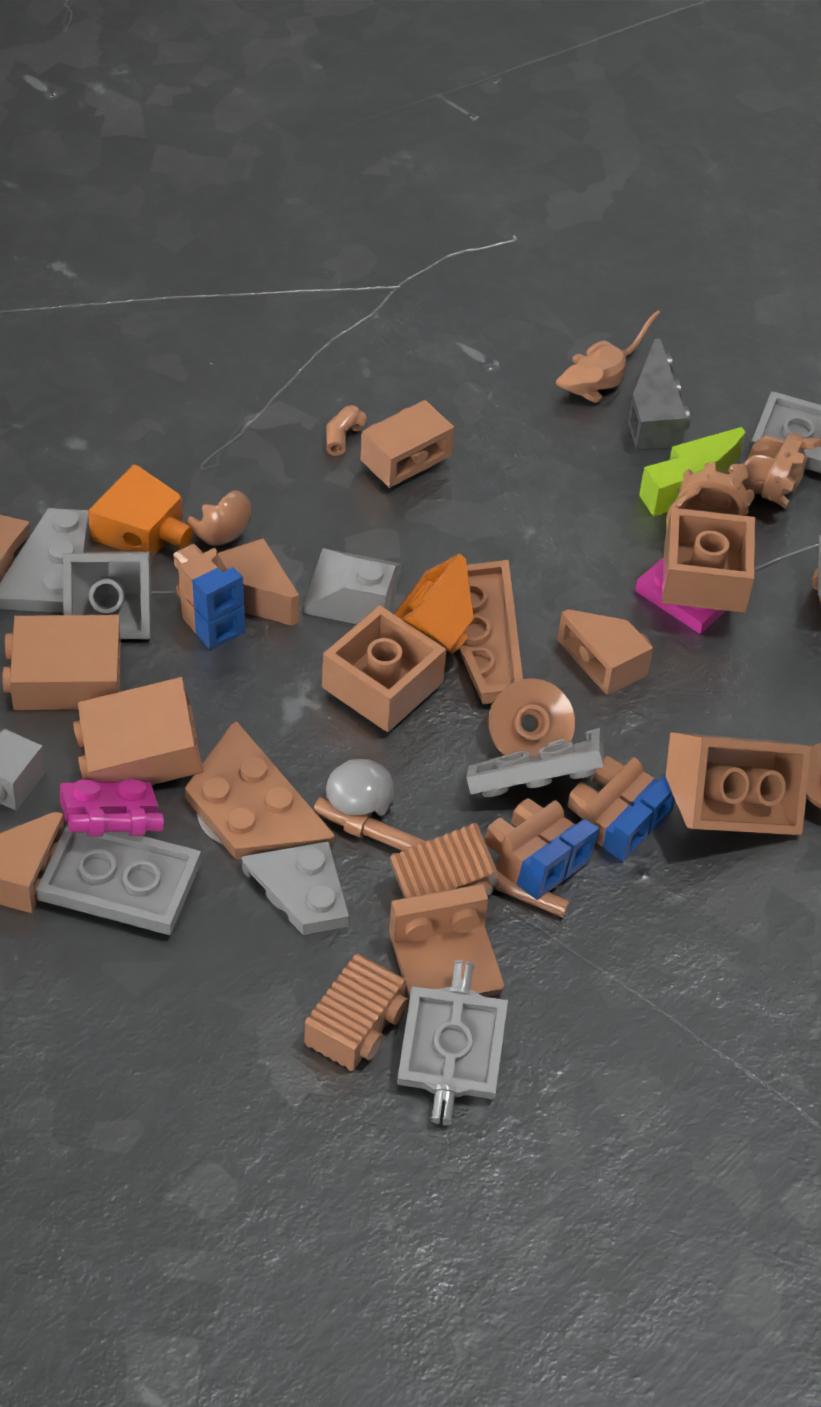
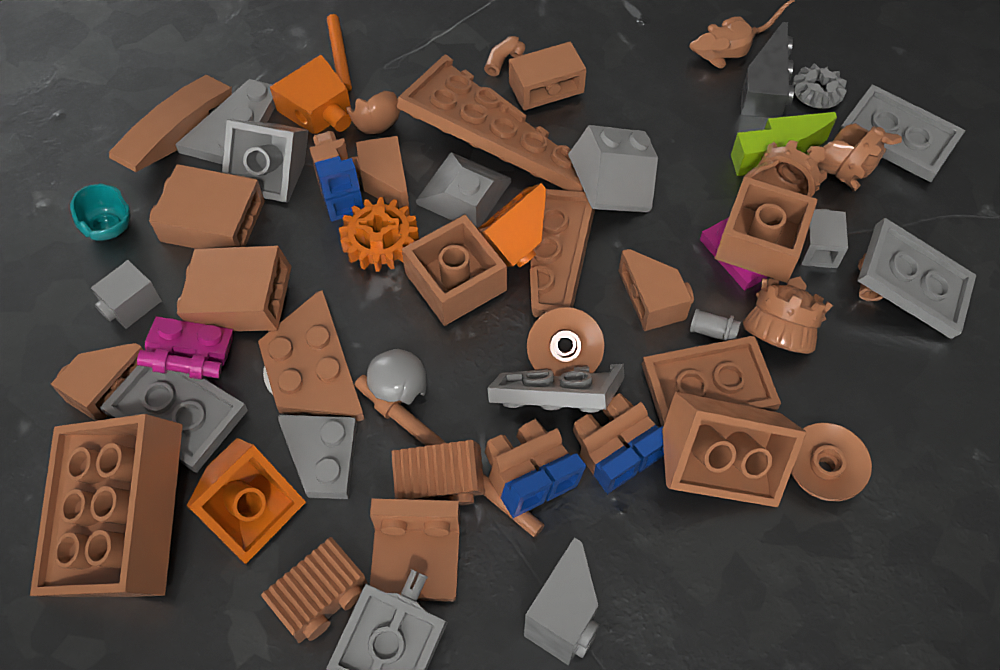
camera: 20 degrees right, 10 degrees up
(95, 981) = (108, 509): none -> nougat slope
(135, 447) = (338, 50): none -> orange bar
(244, 938) = (244, 499): none -> orange slope
(278, 649) = (378, 233): none -> orange gear
(362, 507) = (486, 122): none -> nougat wing
(523, 528) = (616, 168): none -> light grey slope
(627, 962) = (565, 608): none -> light grey slope
(683, 673) = (715, 325): none -> light grey pin
(708, 708) = (718, 371): none -> nougat plate
(710, 413) = (813, 94): none -> light grey gear
(754, 645) = (787, 315): none -> nougat hair
(773, 563) = (825, 239): none -> light grey brick

